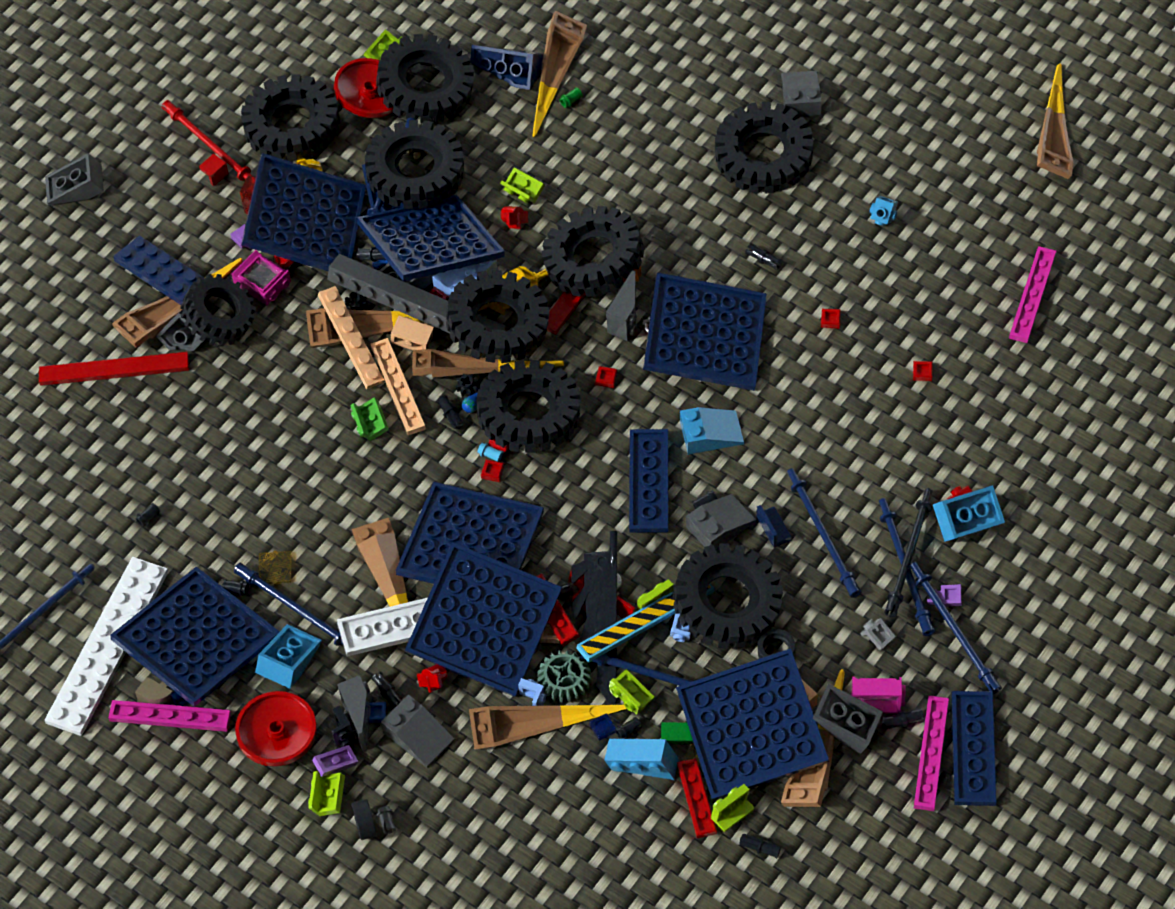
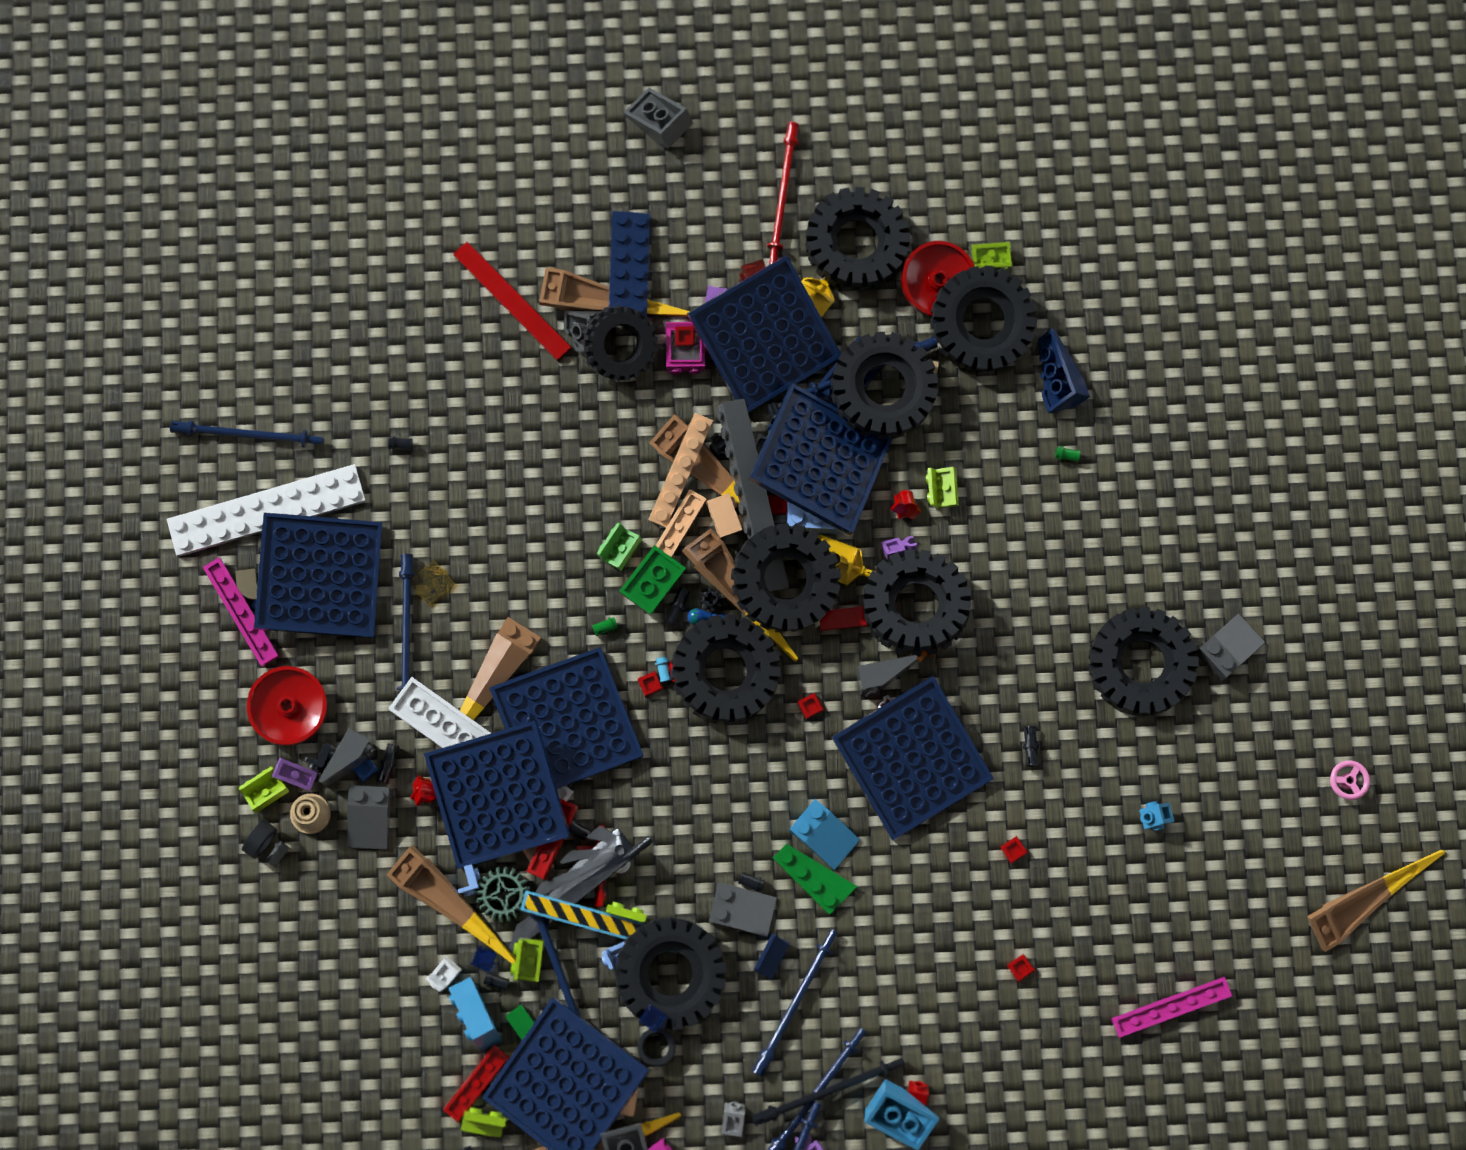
camera: 45 degrees right, 20 degrees up
(214, 168) = (758, 219): red panel -> none
(236, 587) = (391, 572): black pin -> none
(253, 268) = (684, 336): none -> red tile
(287, 656) = (359, 660): dark azure slope -> none
(376, 778) = (318, 817): none -> tan piece
(416, 410) = (652, 580): none -> green plate
(420, 470) = (605, 626): none -> green pin
(535, 246) = (896, 545): none -> medium lavender plate
(561, 46) = (1116, 403): medium nougat plate -> none
(590, 760) = (443, 974): none -> white bracket
(648, 480) = (735, 820): dark blue plate -> none
(743, 458) = (815, 879): none -> green wing
(752, 624) = (652, 1018): none -> clear blue tile
(960, 85) = (1343, 780): none -> bright pink piece

